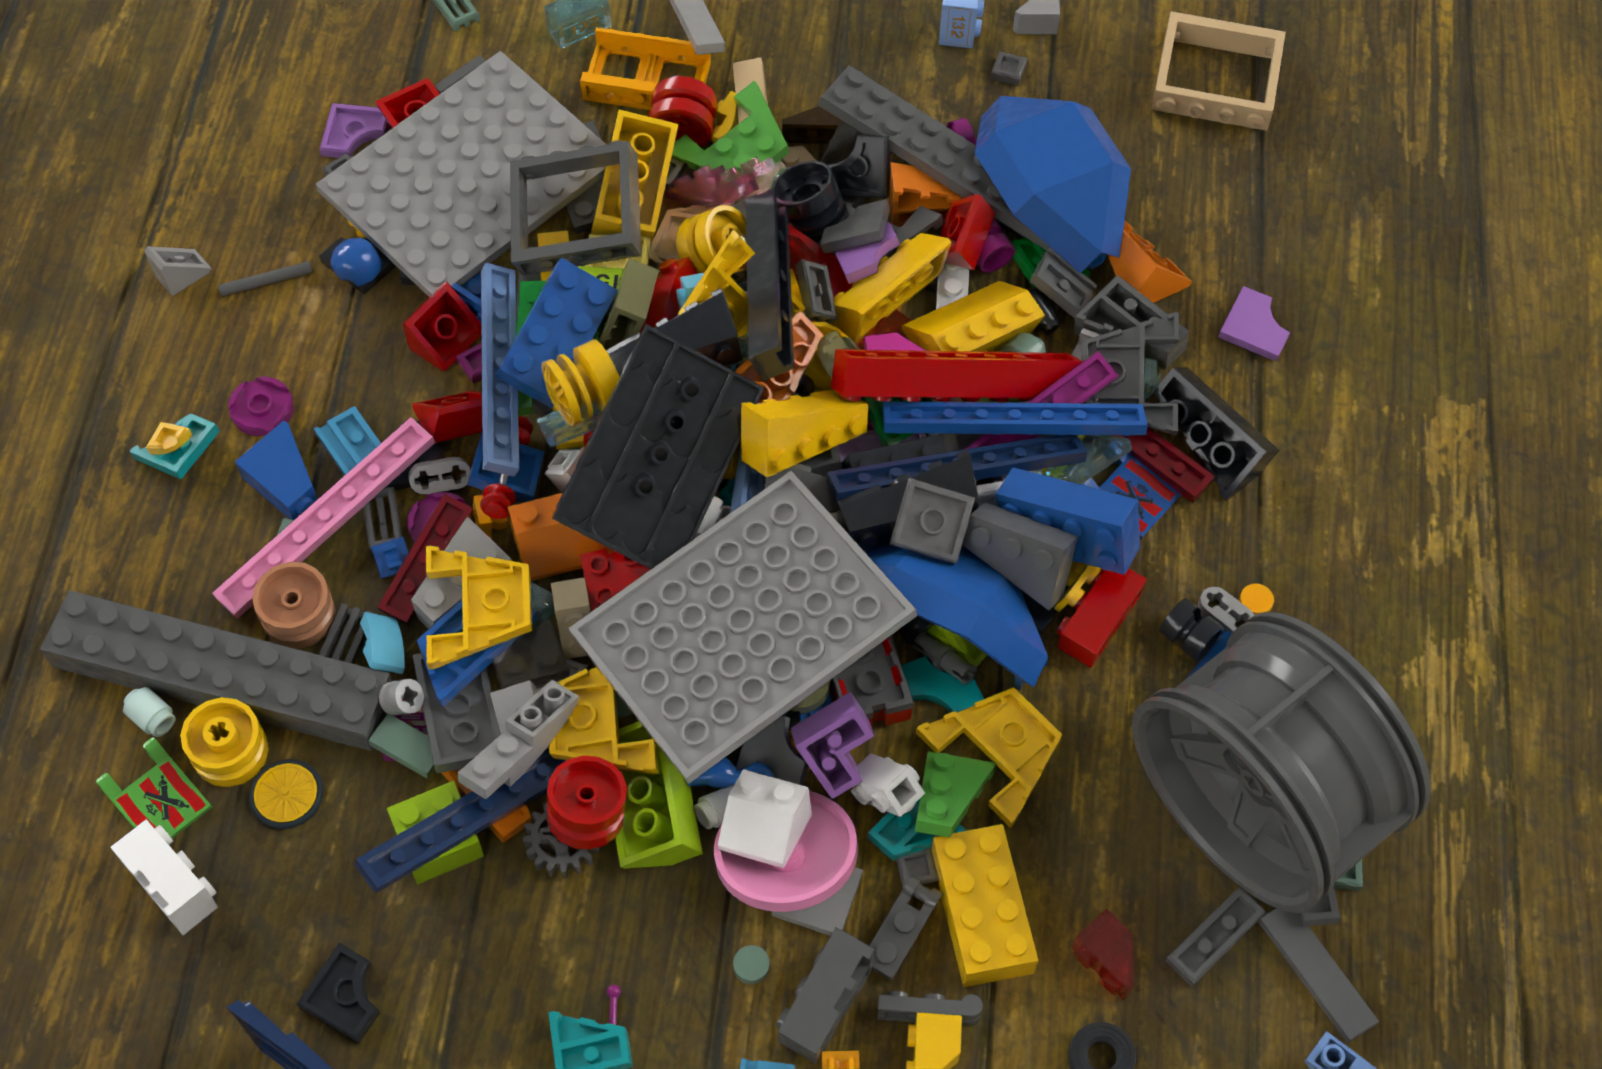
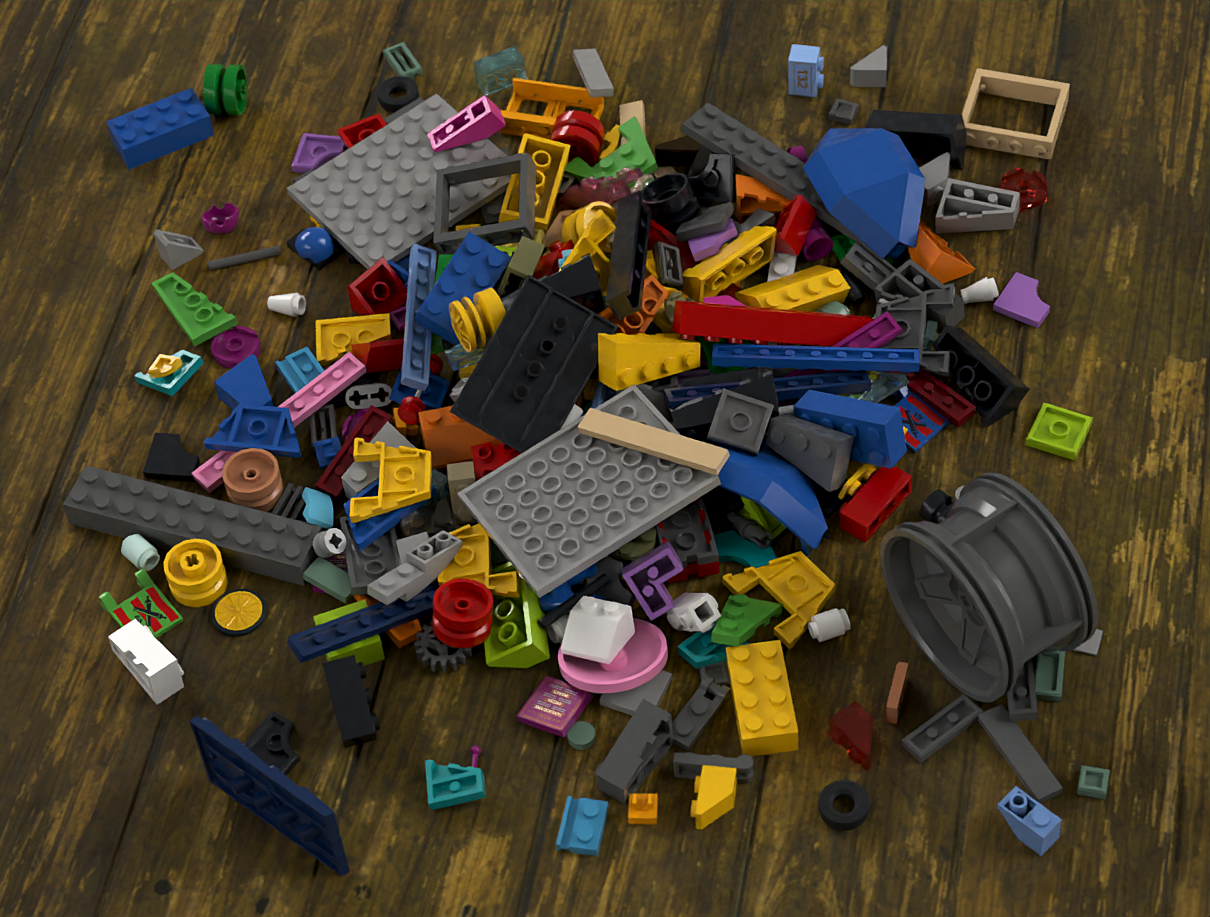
camera: 10 degrees right, 10 degrees down
(146, 99) = (160, 128): none -> blue brick
(180, 572) = (169, 460): none -> black tile
(201, 356) = (192, 310): none -> bright green wing
(227, 45) = (225, 89): none -> green wheel
(232, 226) = (221, 220): none -> magenta hair
(296, 532) = (258, 428): none -> blue wing
(328, 344) = (289, 304): none -> white cone
(395, 388) = (337, 334): none -> yellow wing
(444, 931) = (351, 700): none -> black wedge
(446, 34) = (395, 84): none -> black tyre
(545, 97) = (468, 126): none -> dark pink slope
(713, 925) = (554, 706): none -> magenta tile
(730, 775) = (567, 605): none -> black bar
(825, 557) = (653, 441): none -> tan tile
(1059, 792) = (829, 624): none -> white brick
(1117, 100) = (925, 133): none -> black wedge
(1136, 153) = (936, 176): none -> light grey slope
(1155, 889) = (897, 692): none -> nougat tile
(1188, 200) = (976, 208): none -> light grey wedge
(1203, 313) = (980, 291): none -> white cone
(1237, 186) = (1034, 182): none -> clear red plate
(1318, 505) = (1059, 431): none -> lime tile
(1415, 1008) = (1093, 782): none -> sand green tile

